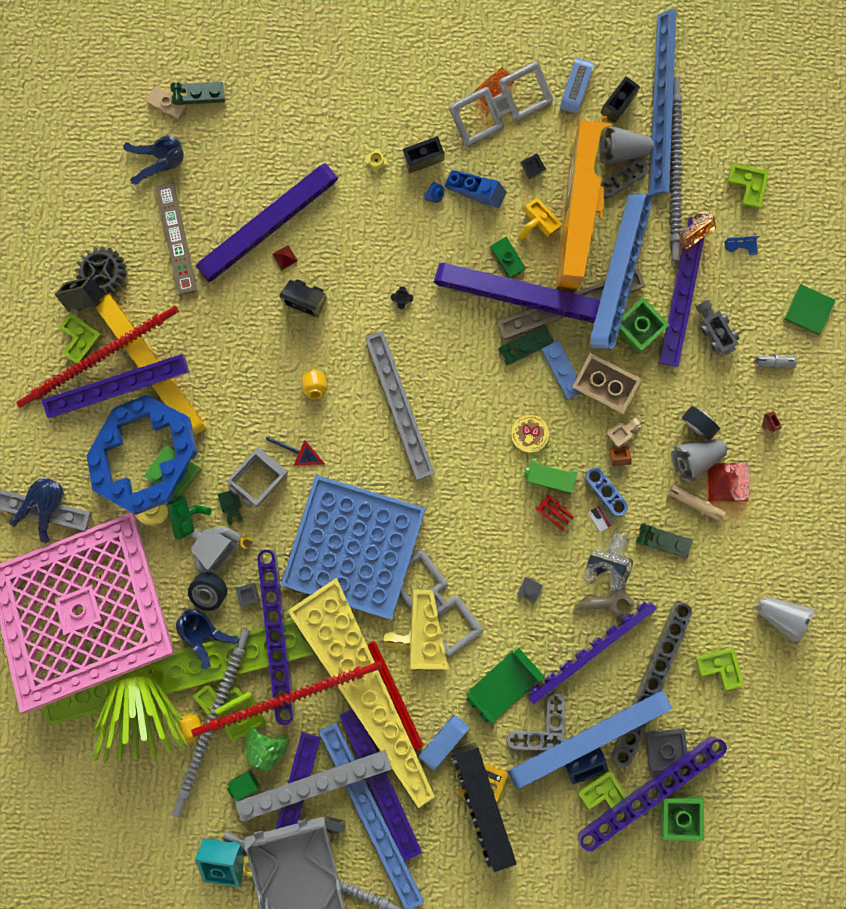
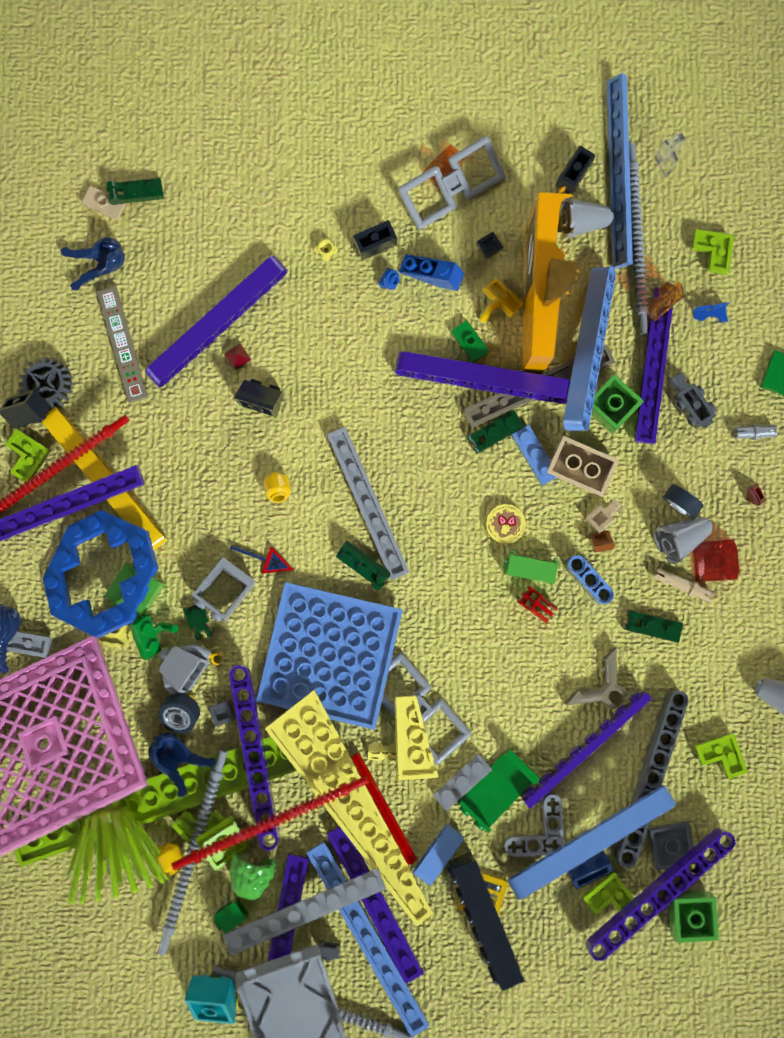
camera: 10 degrees left, 0 degrees up
(391, 463) = (363, 565): none -> dark green plate
(401, 302) = (357, 390): black plate -> none
(471, 676) = (462, 782): none -> light grey plate
(529, 589) = (517, 687): dark grey plate -> none
(576, 85) = (529, 159): medium blue beam -> none
(594, 204) = (560, 279): none -> pearl gold slope
(600, 518) = (585, 607): sticker -> none
(611, 562) = (600, 652): clear connector -> none
(636, 177) = (587, 245): dark grey beam -> none
(710, 88) = (666, 156): none -> clear panel

